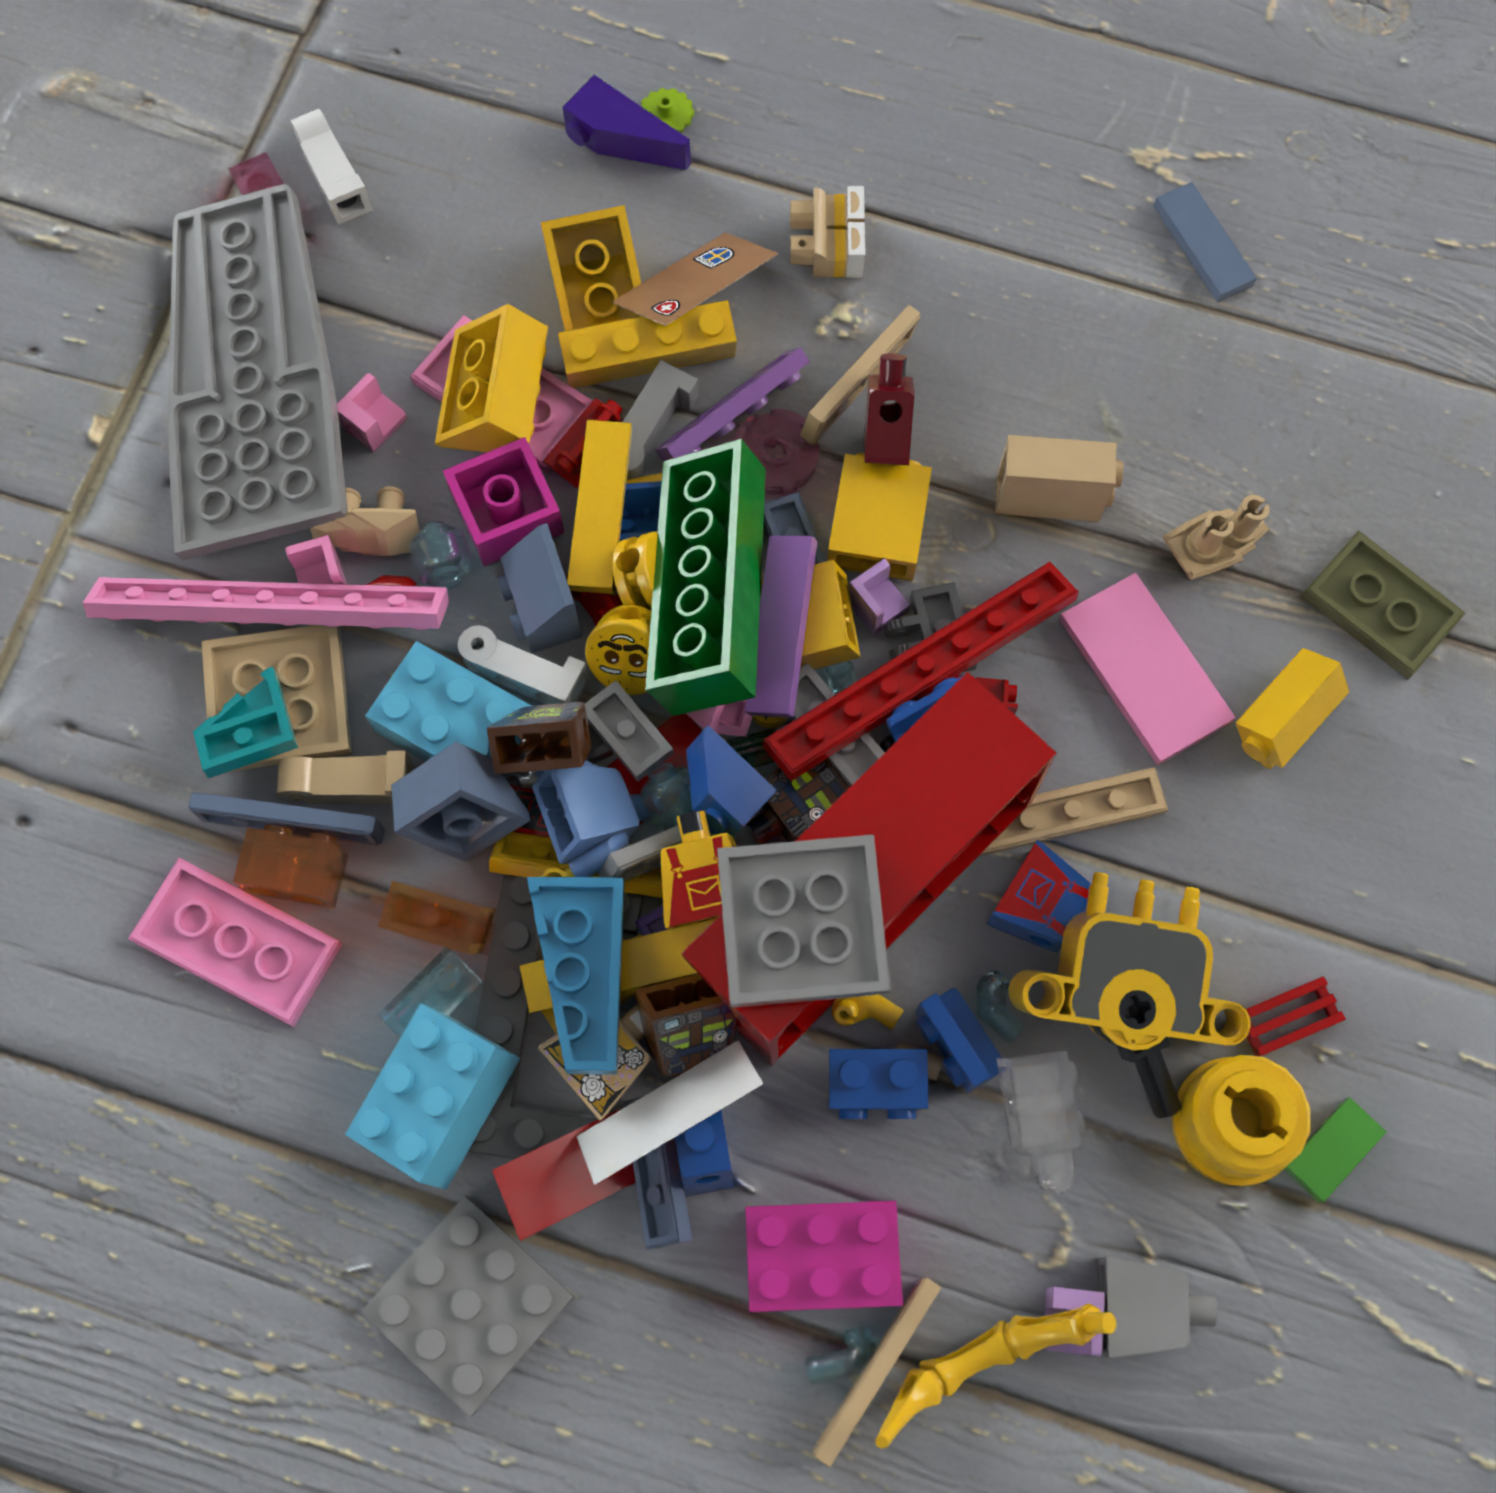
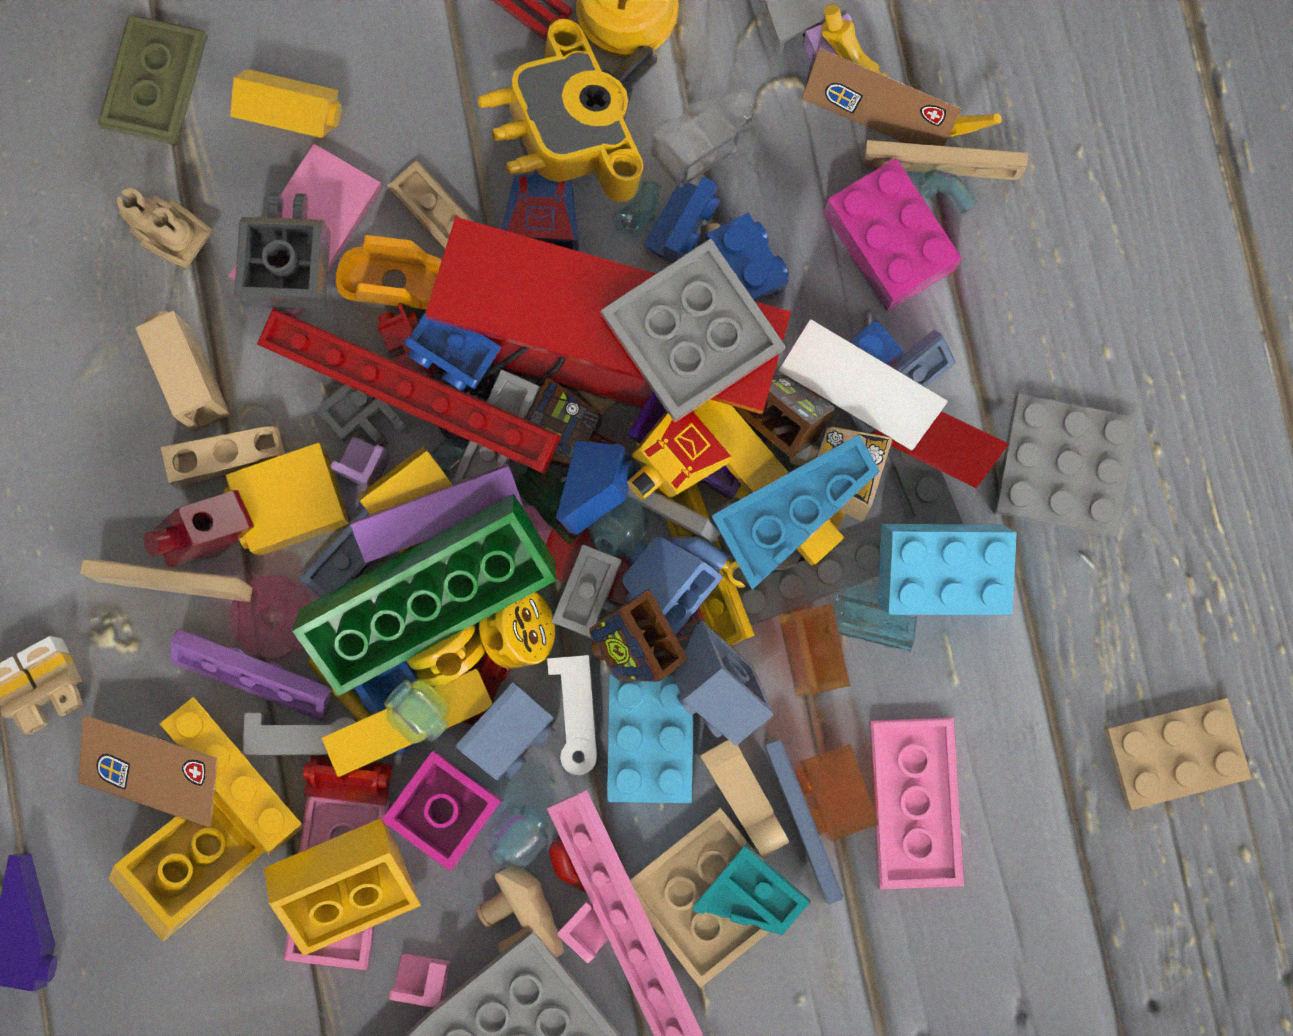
camera: 115 degrees left, 10 degrees up
(106, 1239) = (1177, 754): none -> tan plate
(600, 507) = (416, 711): none -> clear light blue head
(955, 479) = (219, 455): none -> tan leg
(977, 1331) = (879, 101): none -> medium nougat sticker
(1069, 696) = (364, 267): none -> light orange piece
(1124, 643) = (267, 243): none -> dark grey hinge

